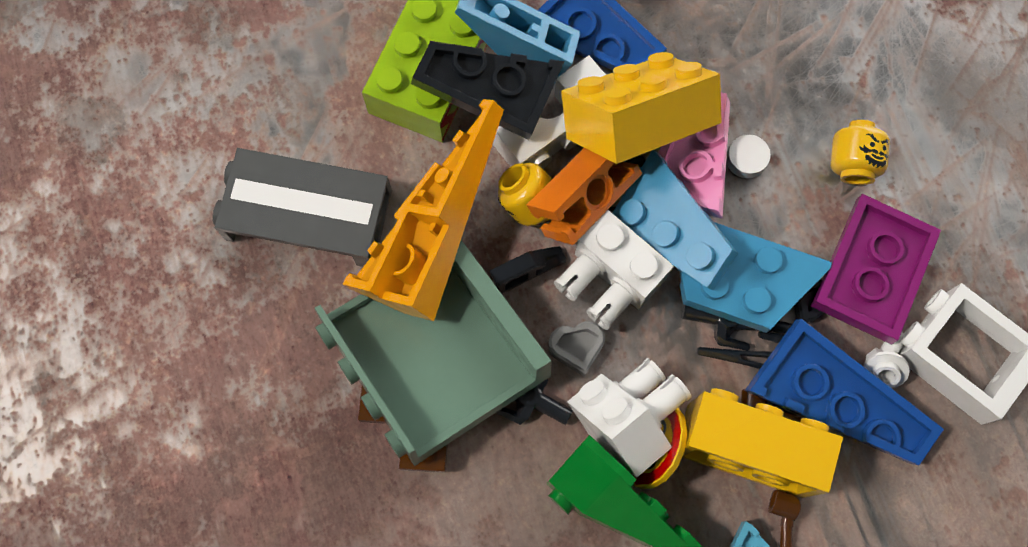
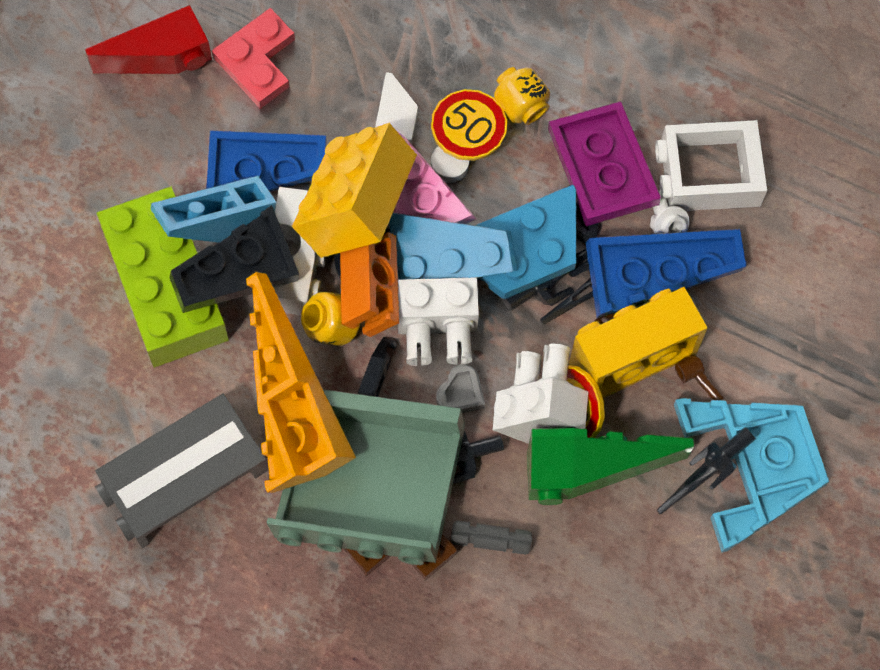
camera: 45 degrees left, 5 degrees down
(484, 486) = (491, 537): none -> dark grey axle
(745, 78) = (397, 108): none -> white tile
(791, 139) = (469, 125): none -> piece

